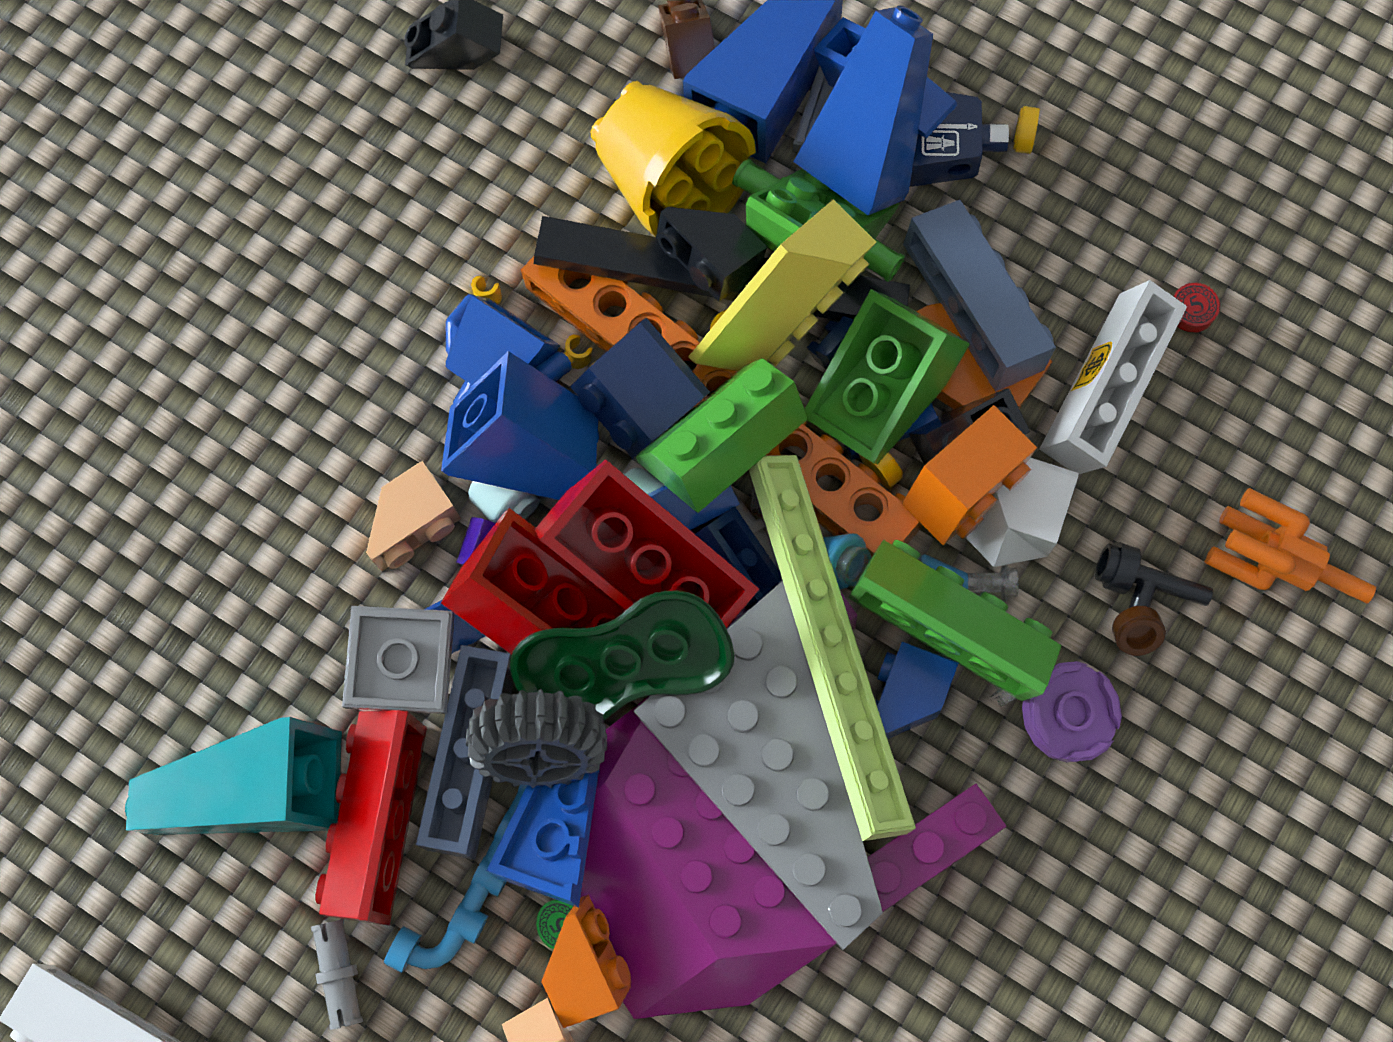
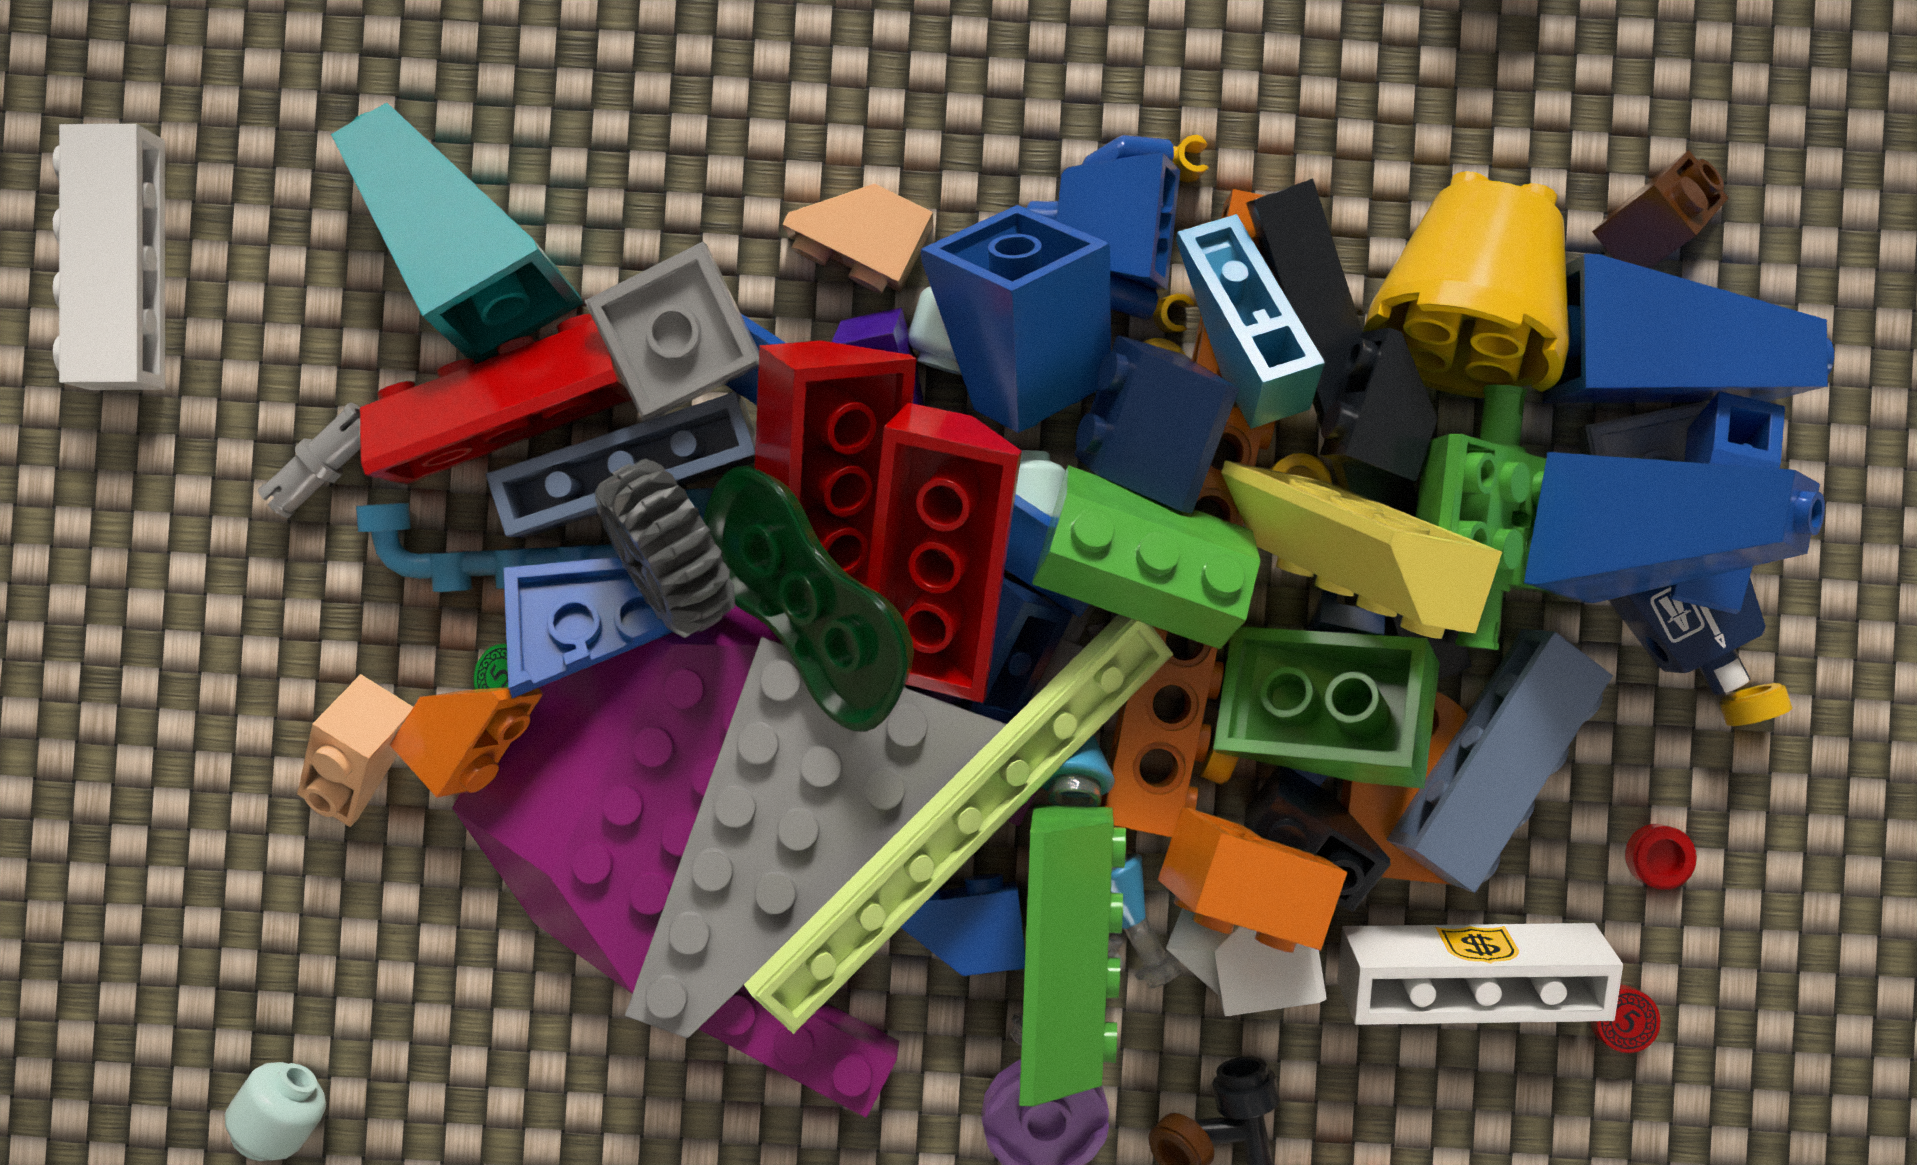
camera: 55 degrees right, 15 degrees up
(610, 296) = (1250, 322): none -> dark azure slope
(1097, 234) = (1660, 856): none -> red tile

